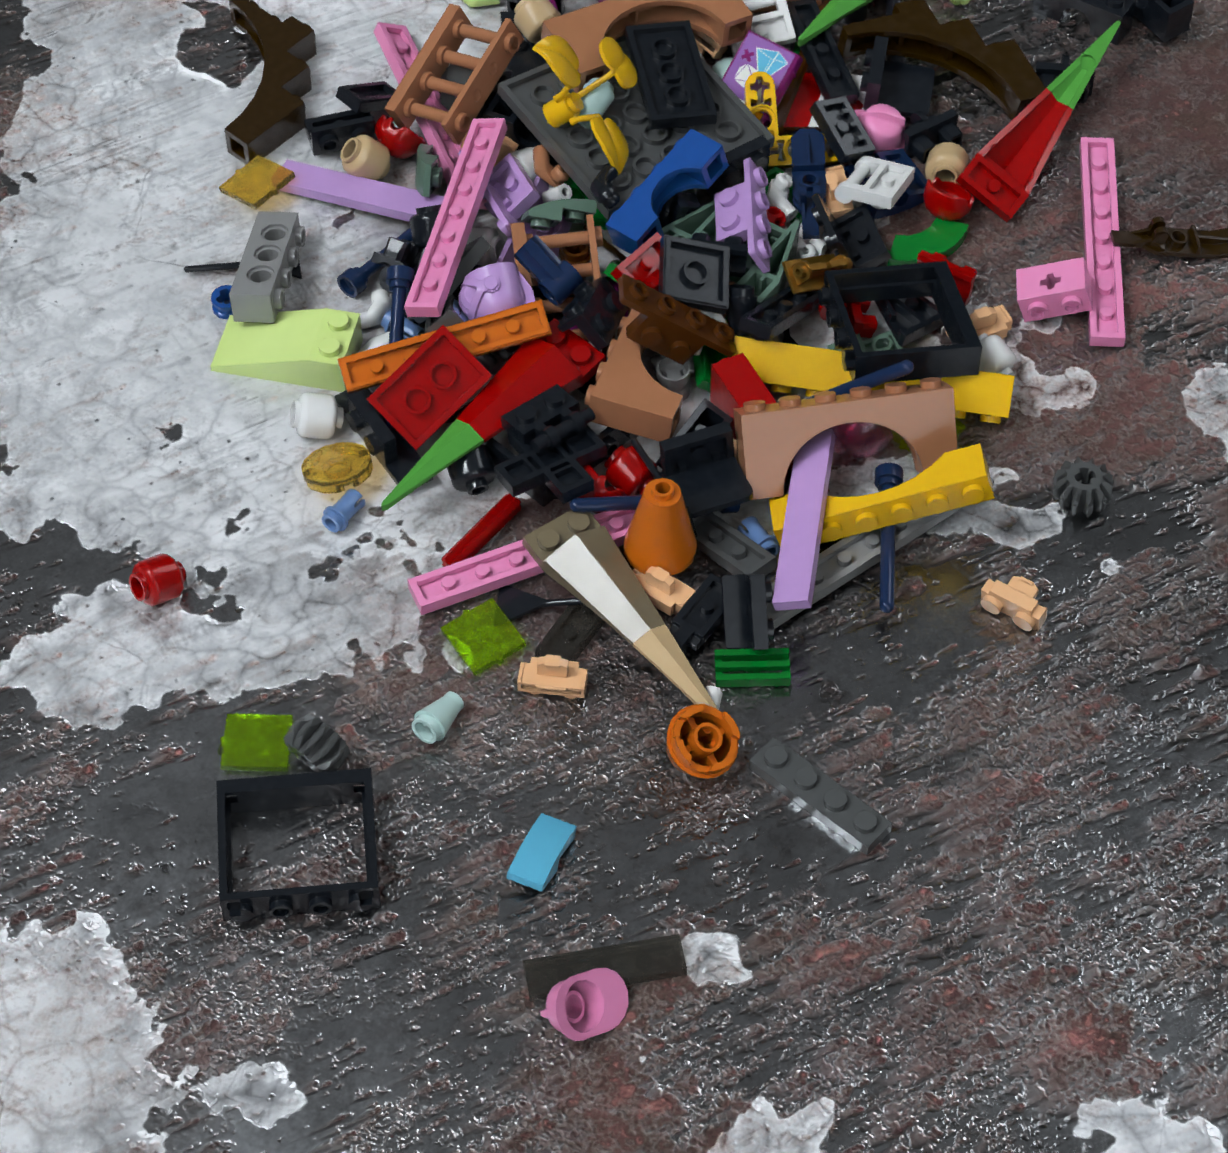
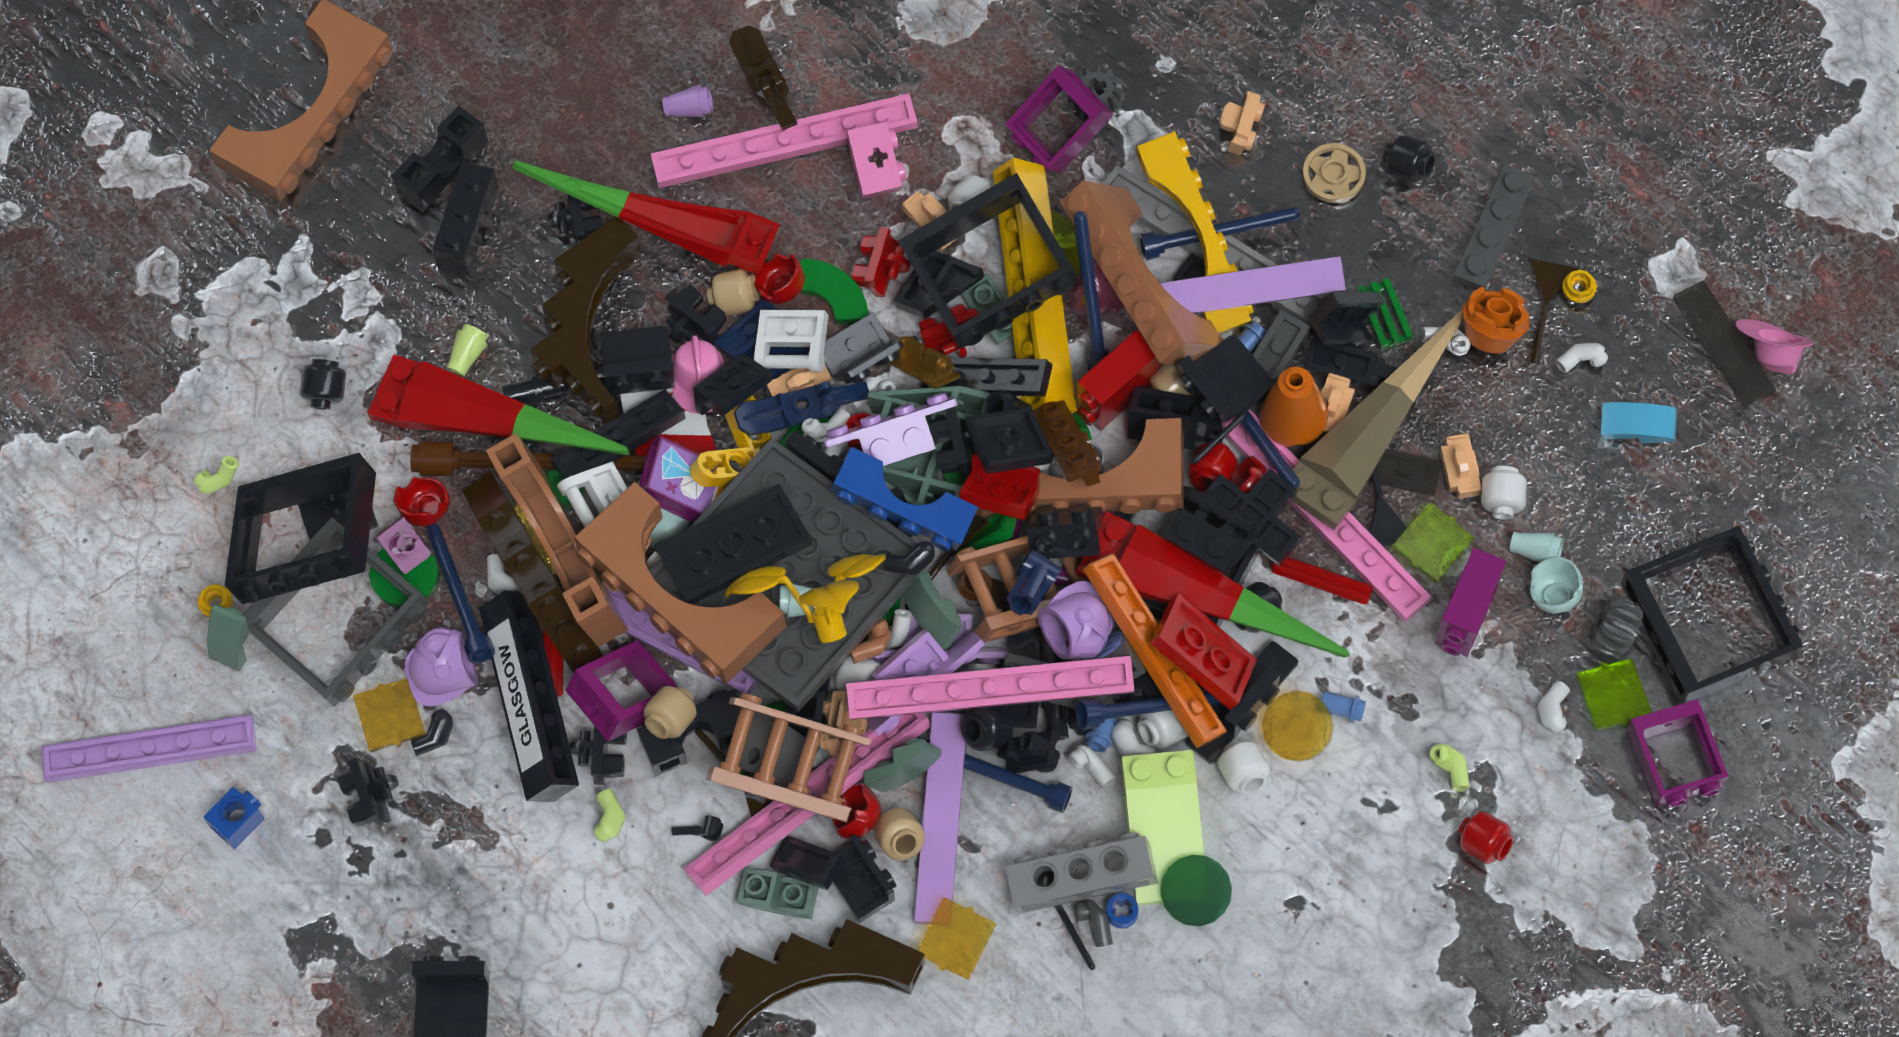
camera: 105 degrees left, 15 degrees up
(163, 737) = (1668, 720): none -> magenta window
(213, 280) = (1099, 921): none -> dark grey arm
(216, 351) = (1196, 890): none -> clear green tile
(247, 584) = (1453, 763): none -> yellowish green arm
(269, 678) = (1550, 709): none -> white arm
(359, 70) = (777, 894): none -> sand green slope
(385, 714) = (1556, 585): none -> light aqua hair
(395, 625) = (1470, 603): none -> magenta window
(506, 699) = (1503, 492): none -> white head
(642, 826) = (1580, 352): none -> white arm
(721, 840) = (1581, 278): none -> yellow plate
(741, 831) = (1549, 281): none -> dark brown piece
(923, 732) = (1409, 159): none -> black head
(932, 671) = (1334, 173): none -> tan wheel
(1057, 437) = (1060, 79): none -> magenta window
(1163, 182) = (689, 103): none -> lavender cone

